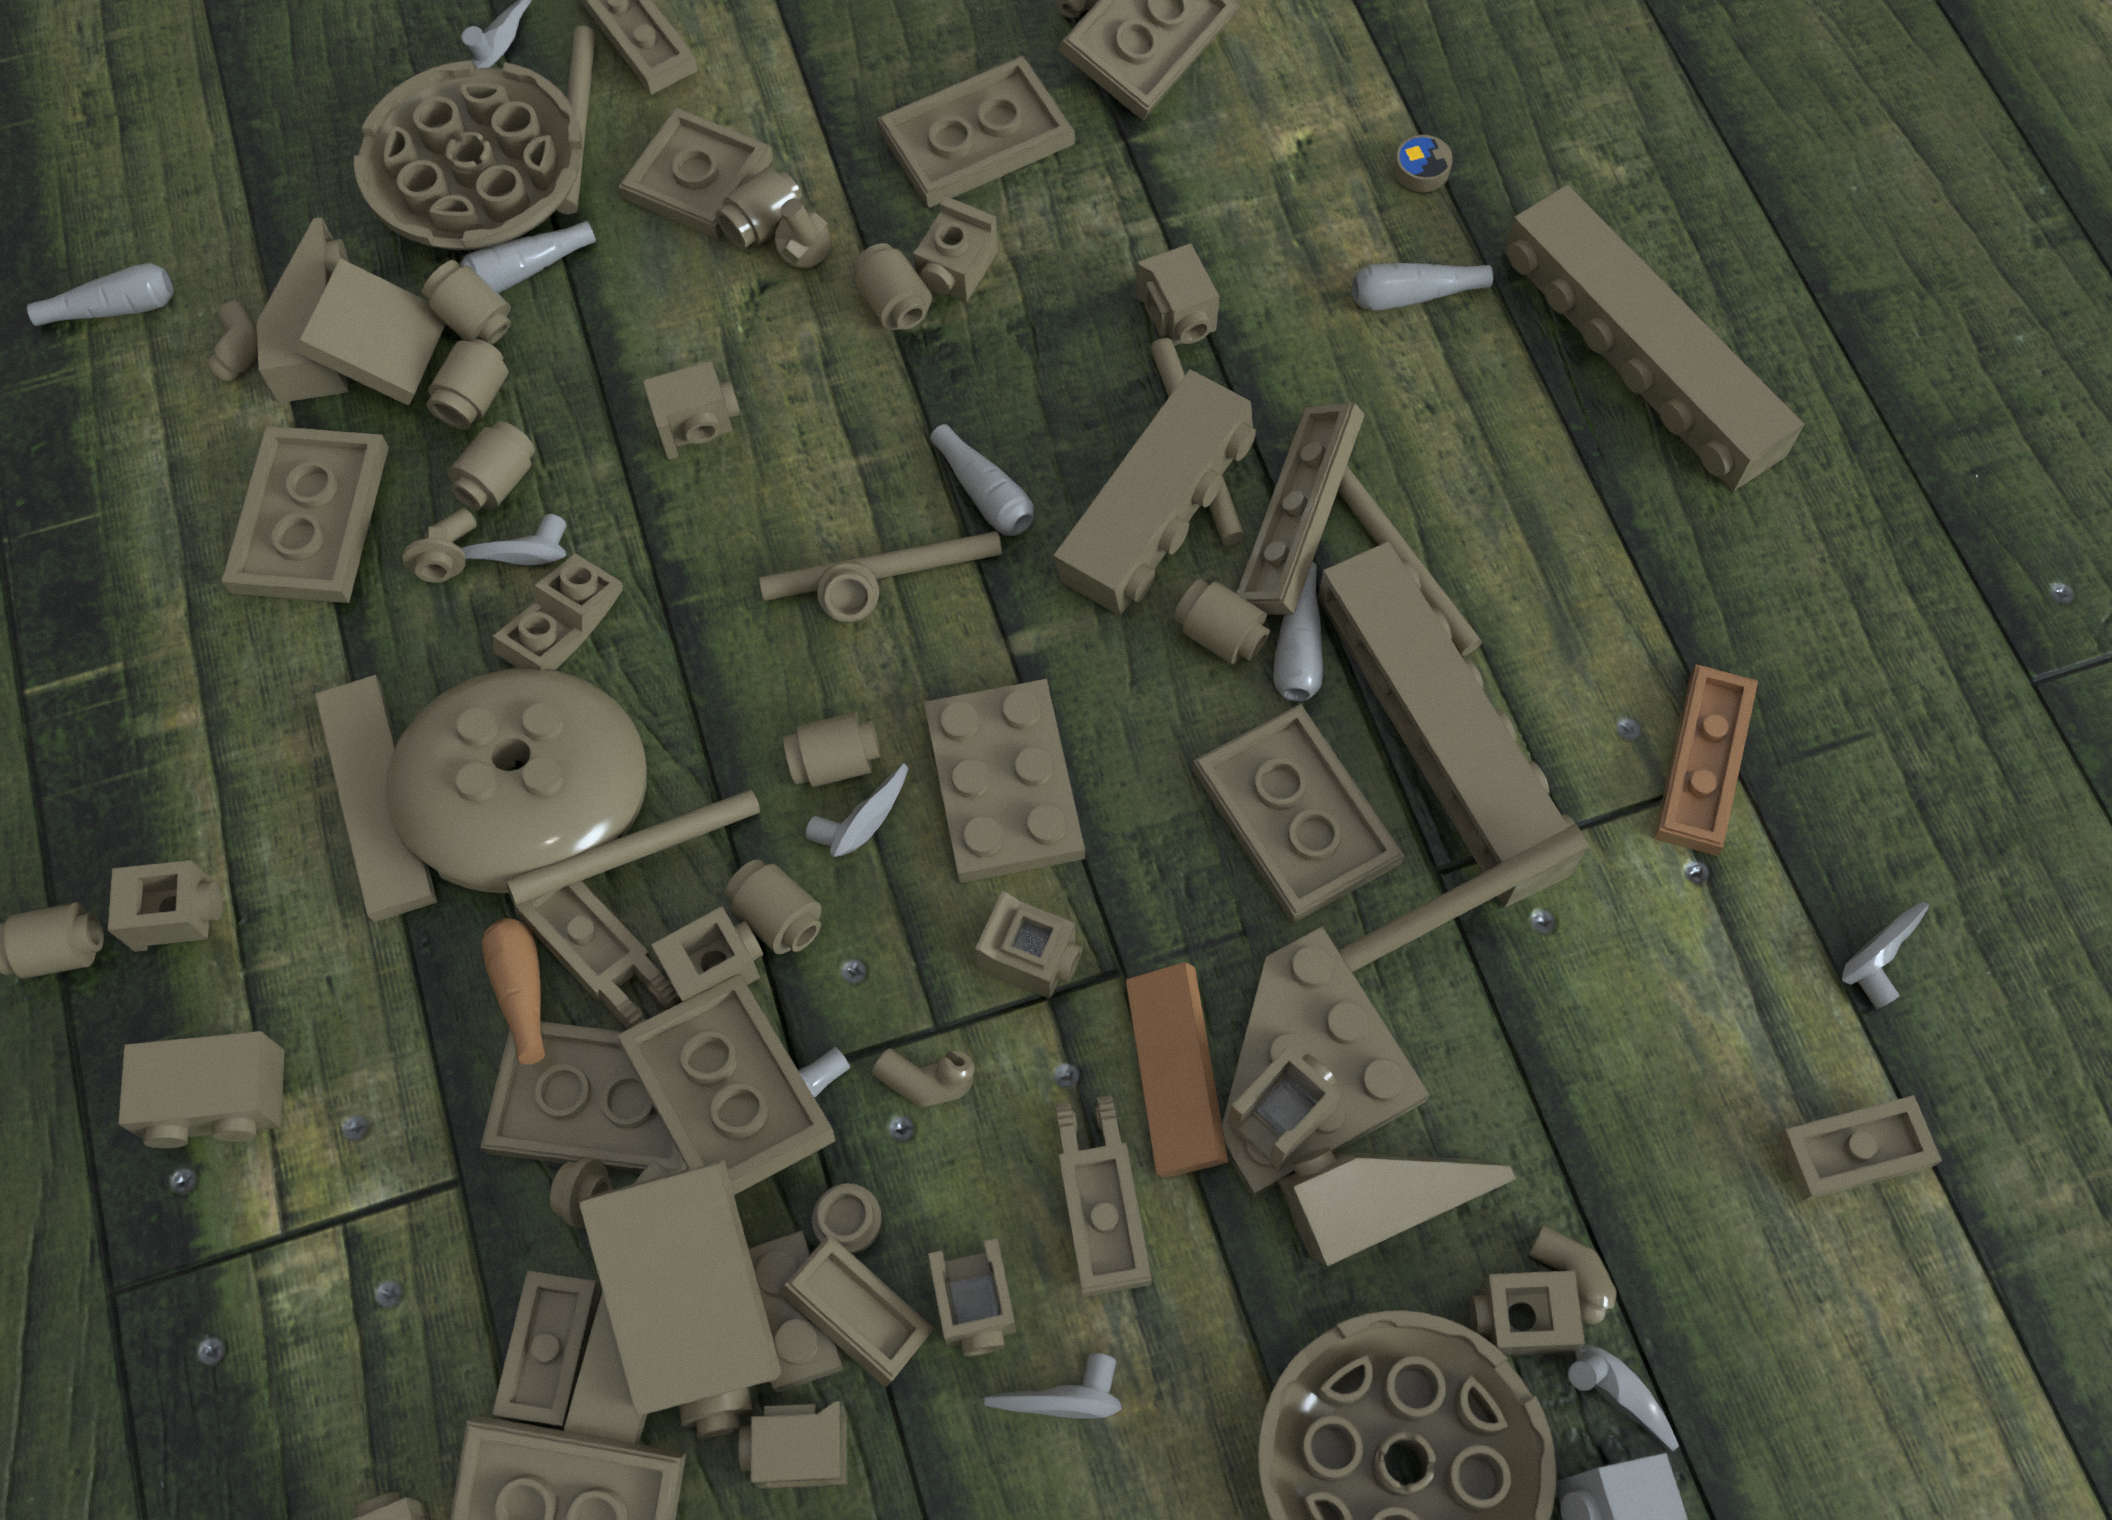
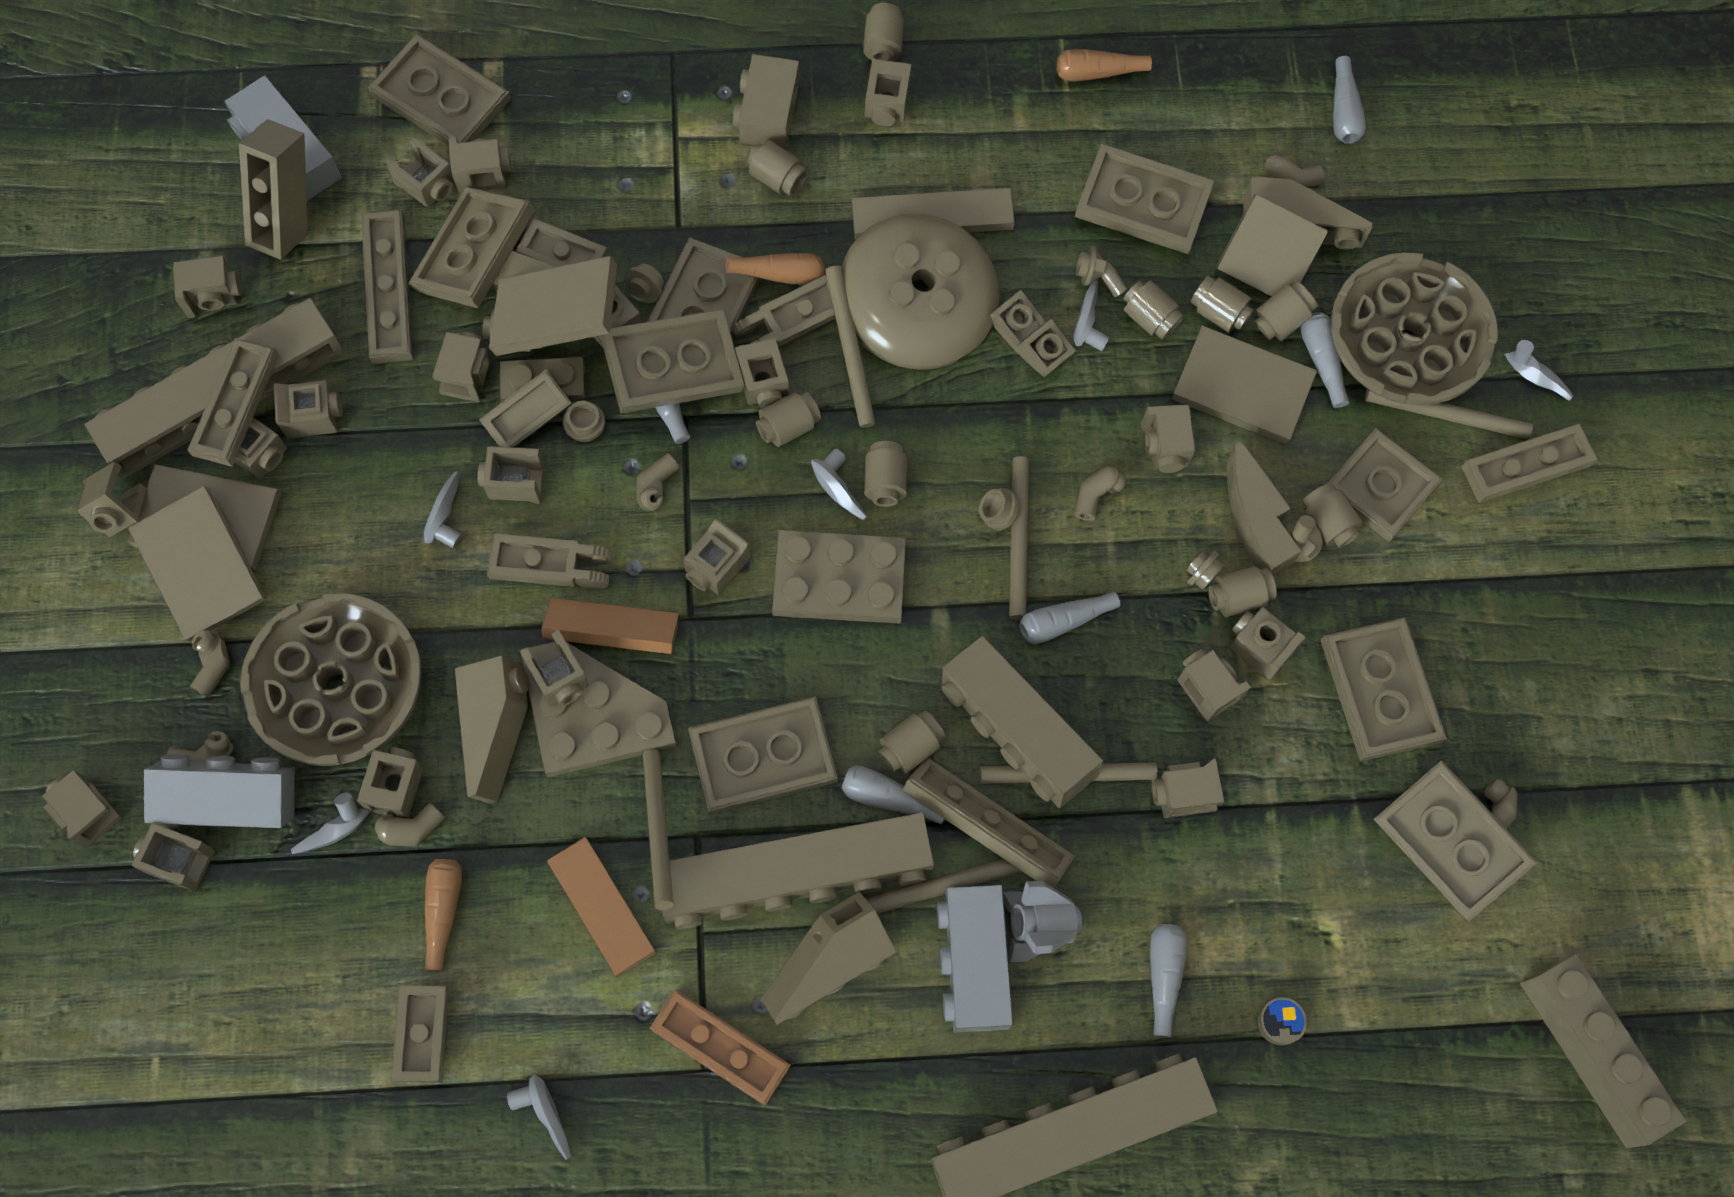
camera: 100 degrees right, 5 degrees up
(73, 628) = (1091, 64): none -> medium nougat piece
(330, 1040) = (777, 168): none -> dark tan brick
(584, 345) = (1244, 385): none -> dark tan tile
(775, 289) = (1259, 513): none -> dark tan slope
(783, 487) = (1102, 481): none -> dark tan arm
(873, 334) = (1204, 569): none -> dark tan plate
(1032, 297) = (1211, 683): none -> dark tan brick
(1408, 416) = (1040, 920): none -> light grey brick
(1481, 480) = (975, 959): none -> light grey brick
(1554, 647) = (832, 953): none -> dark tan slope
(1584, 963) = (601, 907): none -> medium nougat tile
(1660, 1185) = (441, 902): none -> medium nougat piece

